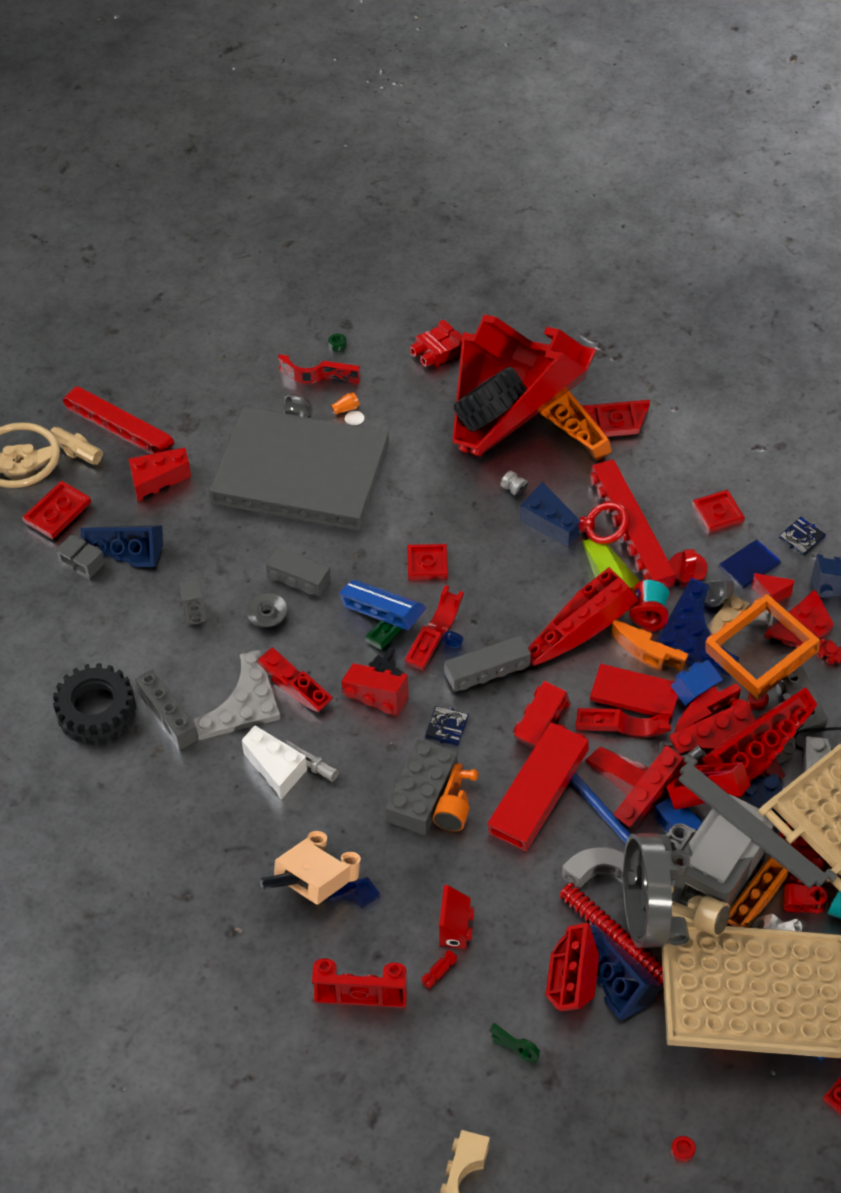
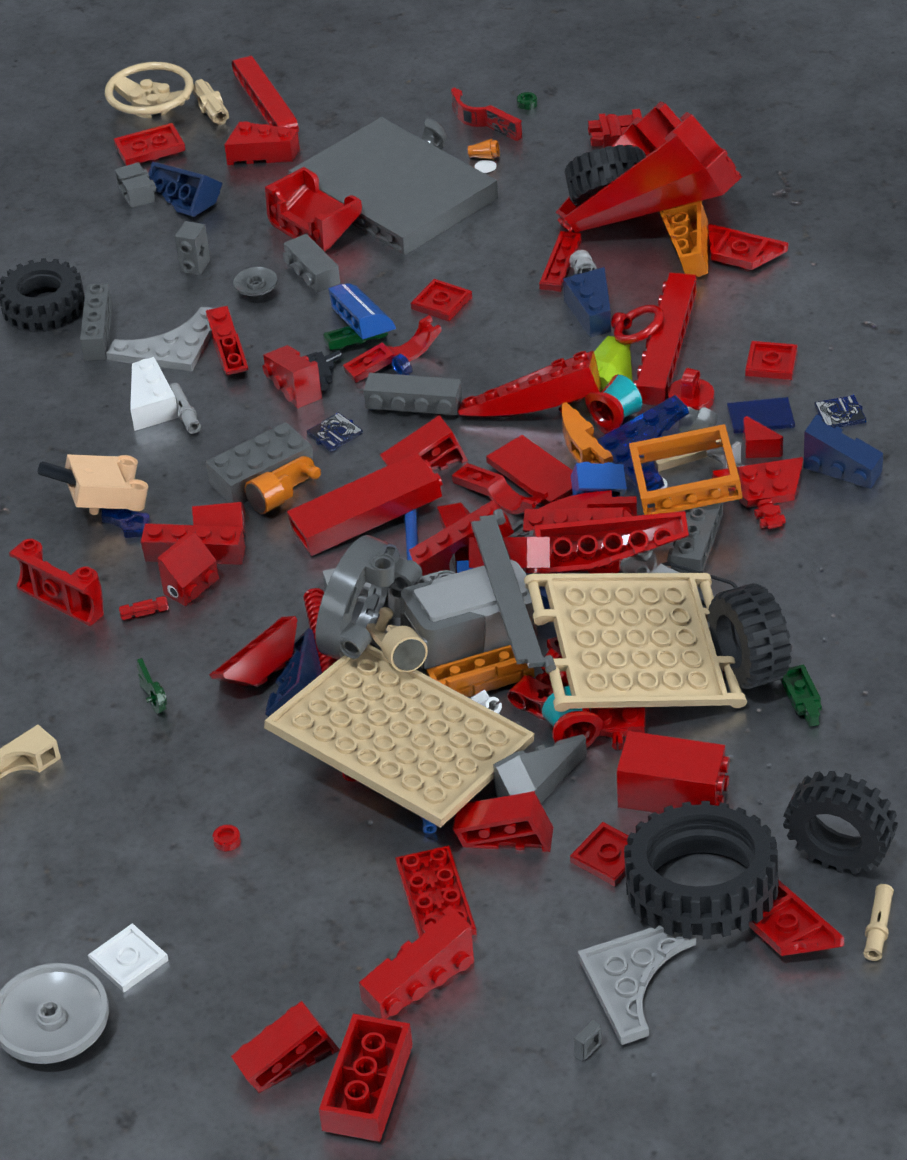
camera: 35 degrees right, 10 degrees down
(260, 524) = (301, 208): none -> red windscreen
(414, 896) = (223, 542): none -> red arch
(432, 855) = (220, 515): none -> red slope
(489, 485) = (558, 263): none -> red tile

